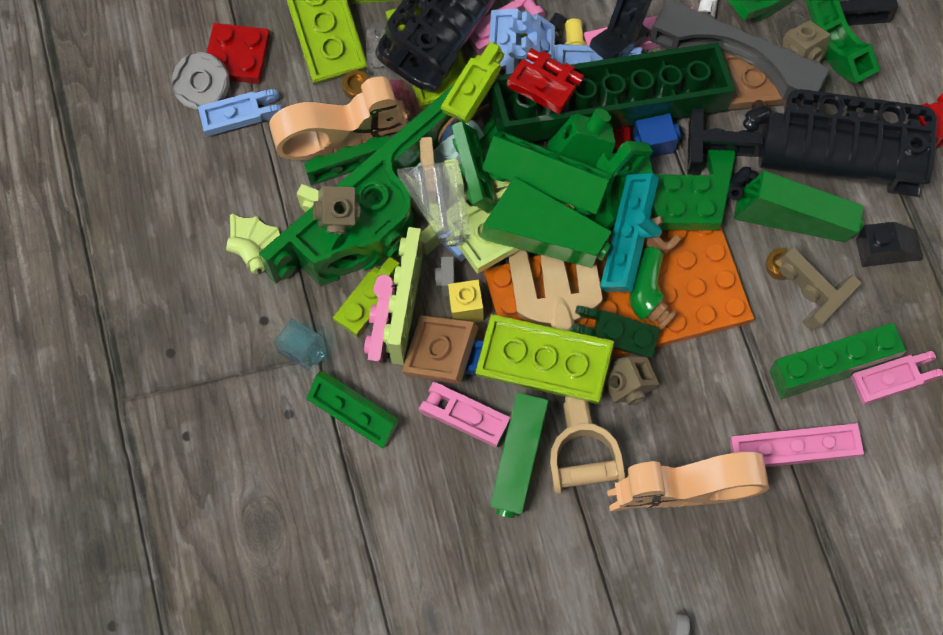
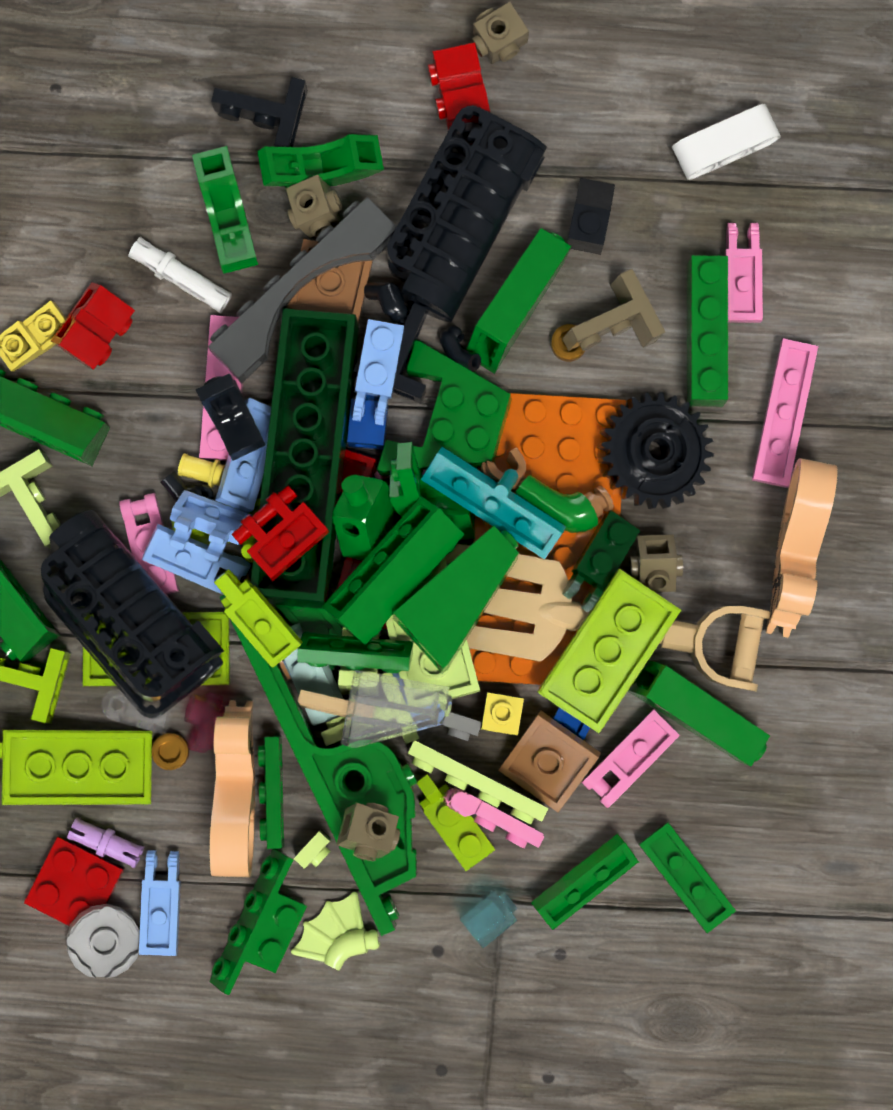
camera: 75 degrees left, 15 degrees up
(244, 189) = (263, 927): none -> green bracket
(274, 61) = (105, 842): none -> lavender pin
(381, 490) = (687, 877): none -> green plate
(699, 121) = (378, 367): none -> light blue hinge
(741, 338) = (630, 455): none -> black gear

